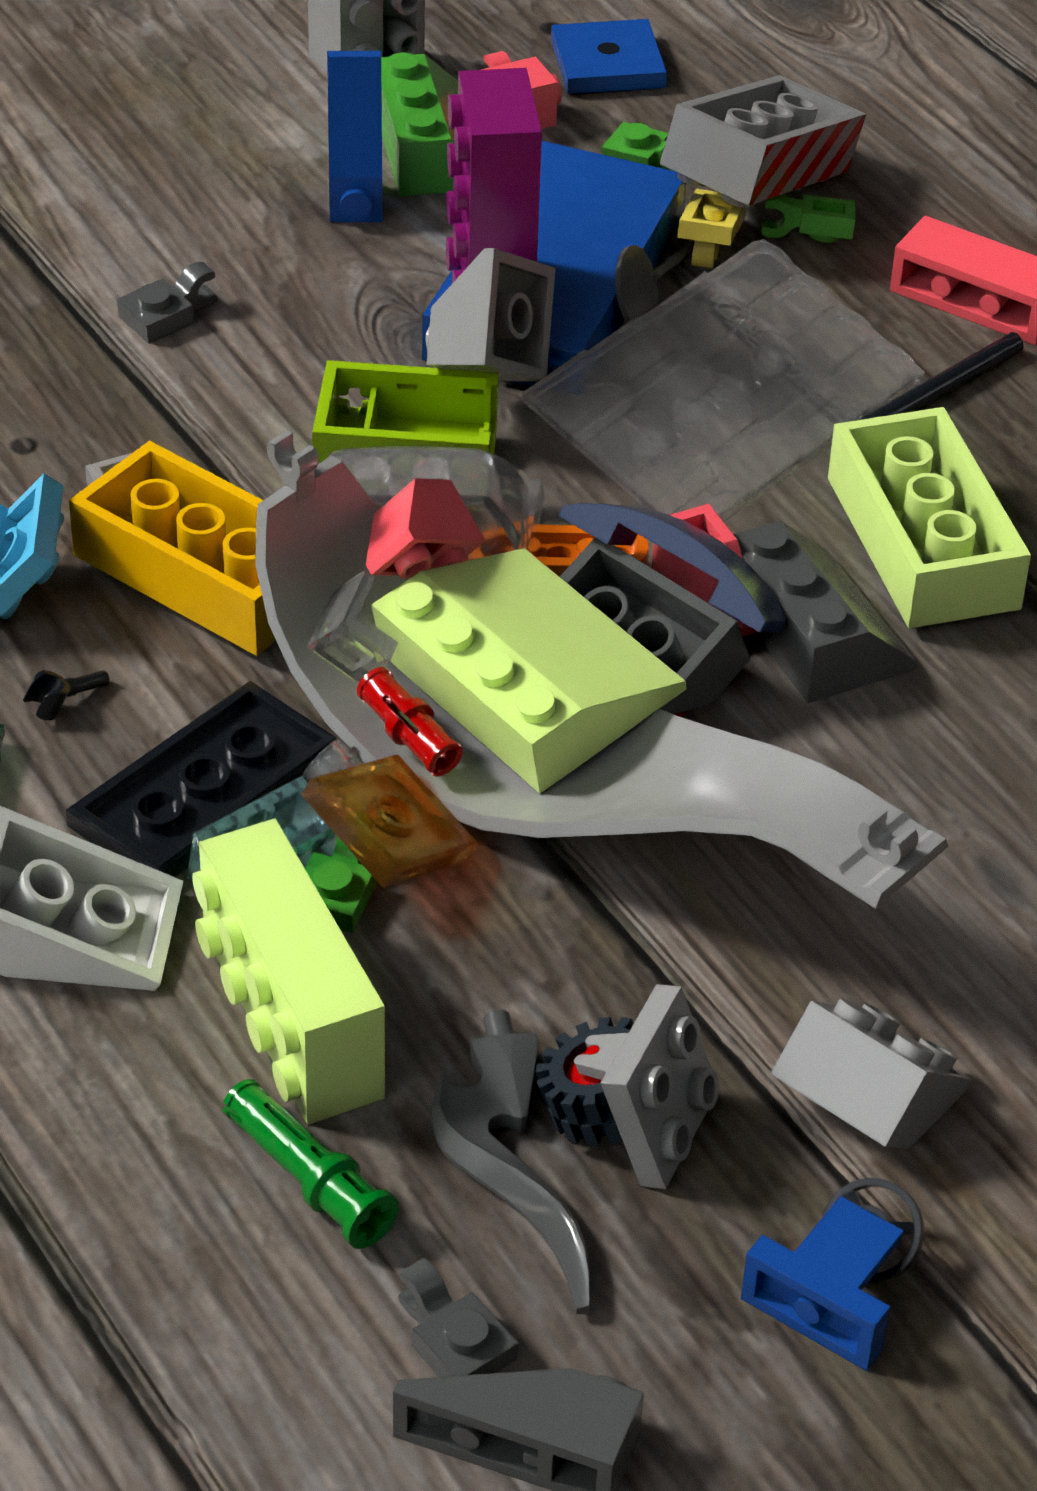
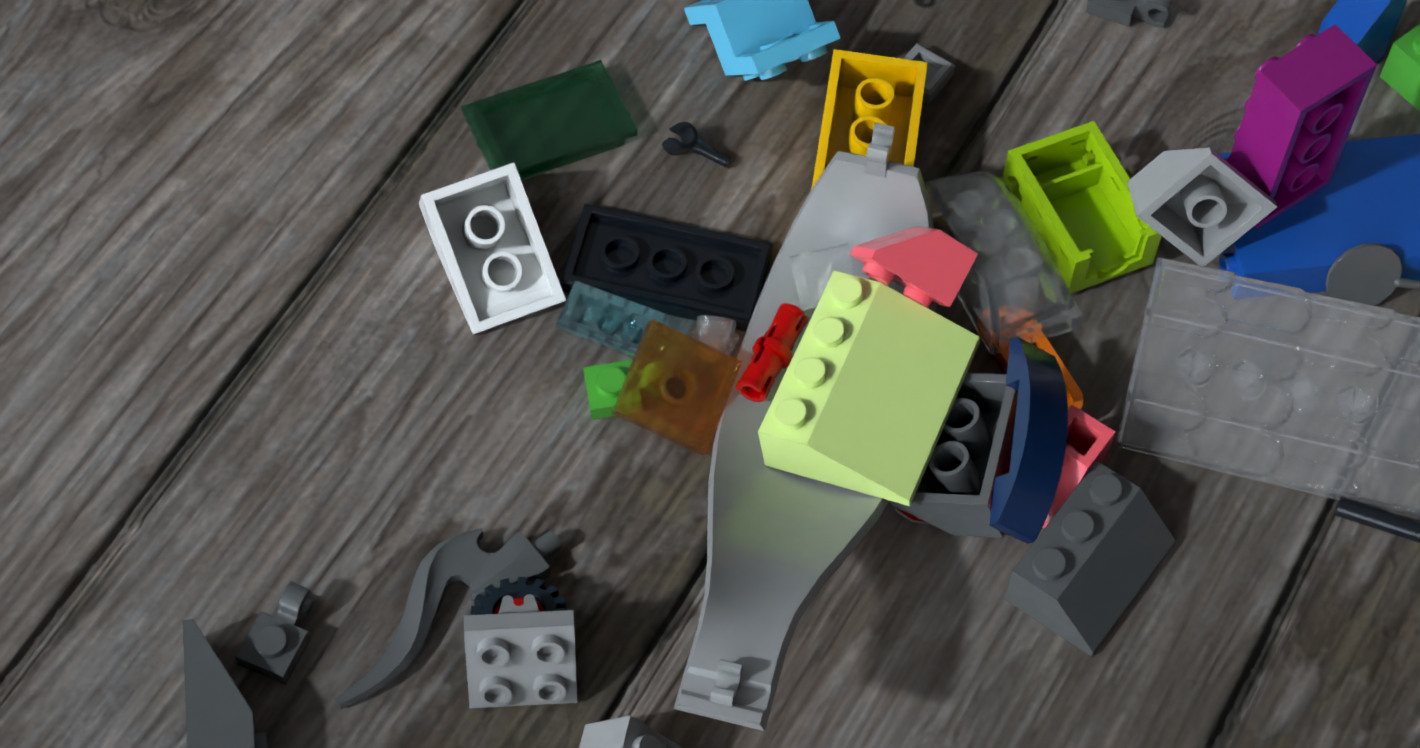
camera: 60 degrees right, 15 degrees up
(290, 972) = (494, 394): yellowish green brick -> none
(327, 1179) = (357, 504): green pin -> none
(928, 517) = (1239, 588): yellowish green brick -> none

